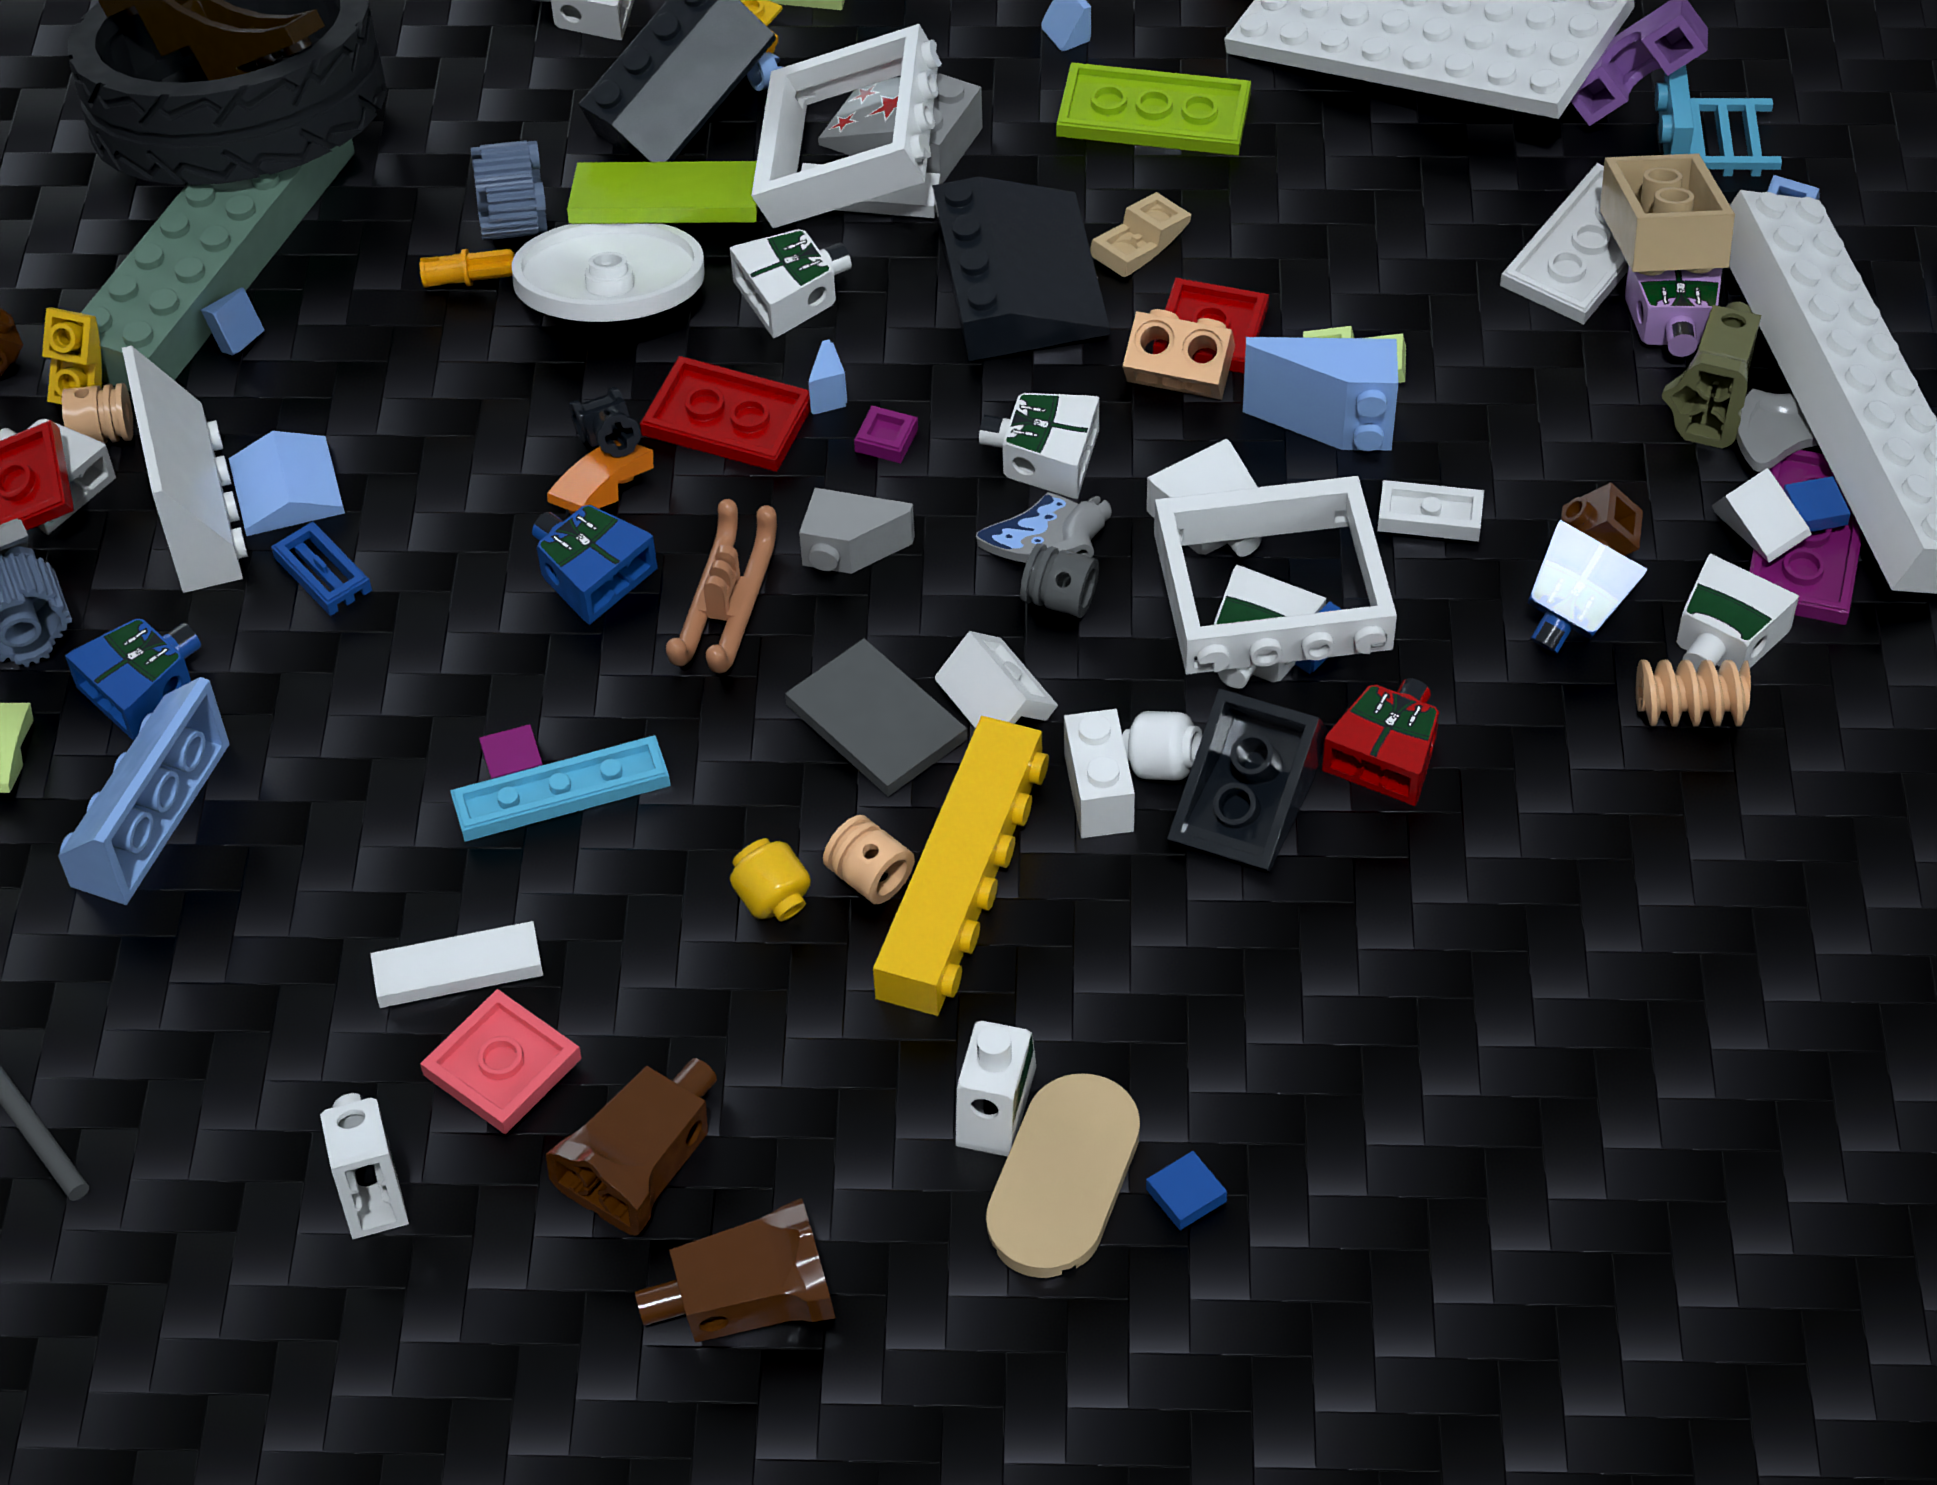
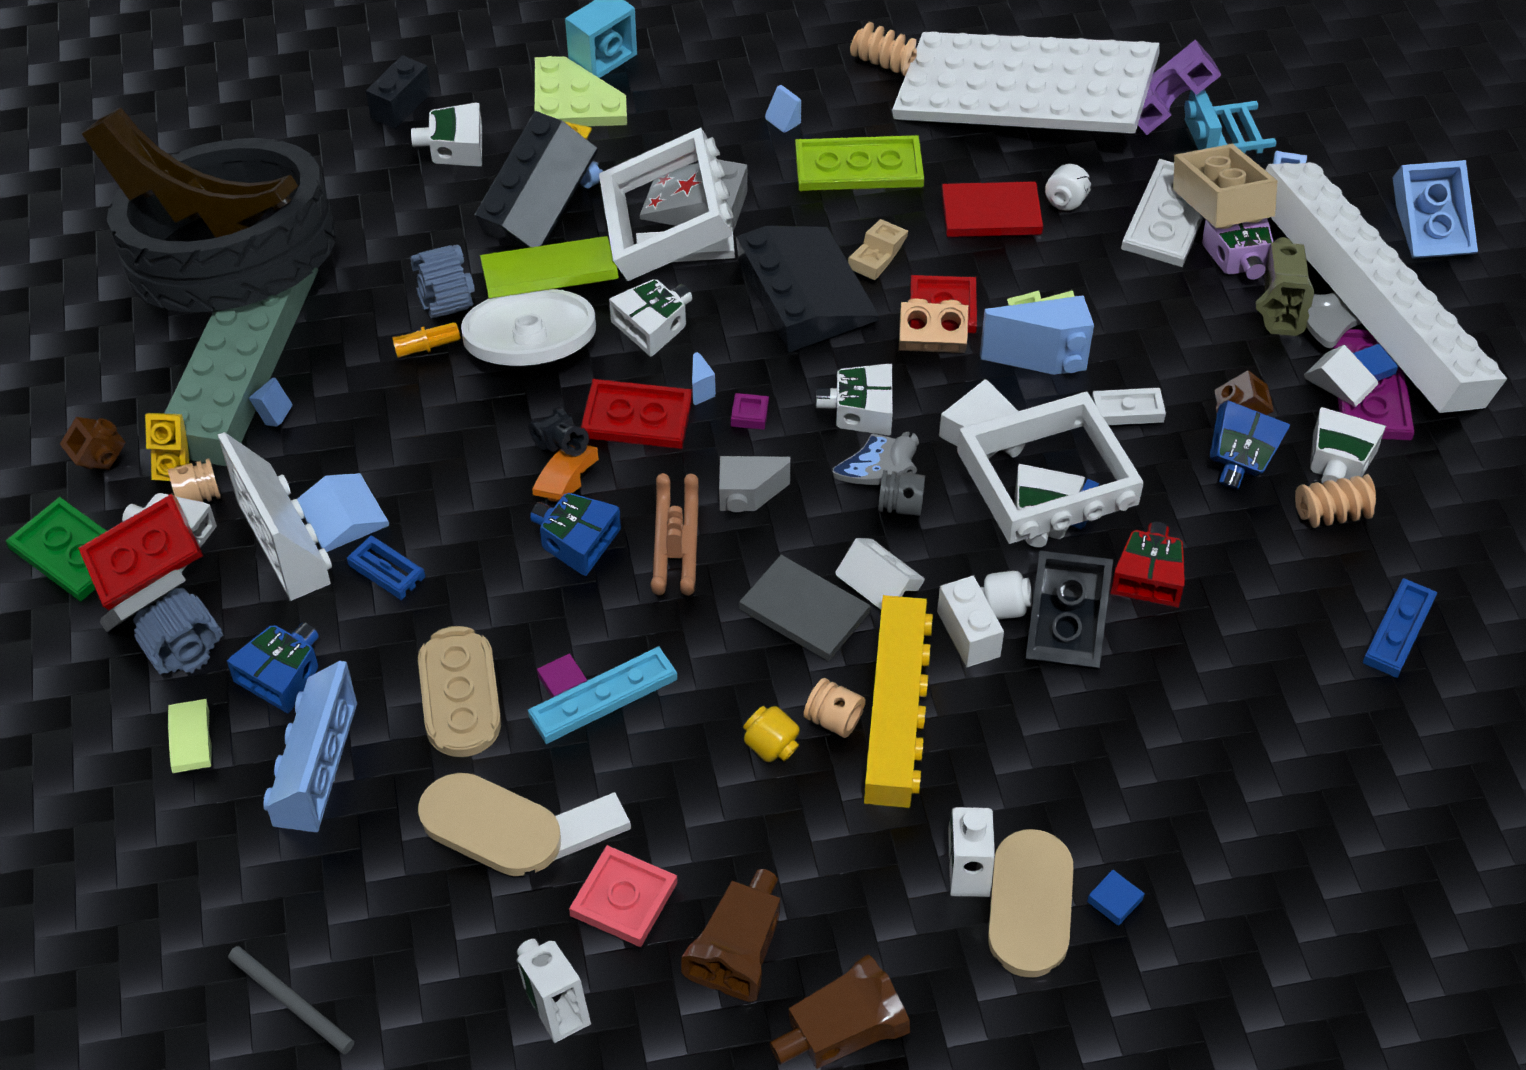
camera: 15 degrees left, 0 degrees up
(352, 933) = (490, 824): none -> tan tile
(368, 751) = (459, 691): none -> tan tile
(1325, 201) = (991, 209): none -> red tile
(1444, 184) = (1068, 187): none -> white head
(1732, 889) = (1399, 627): none -> blue tile

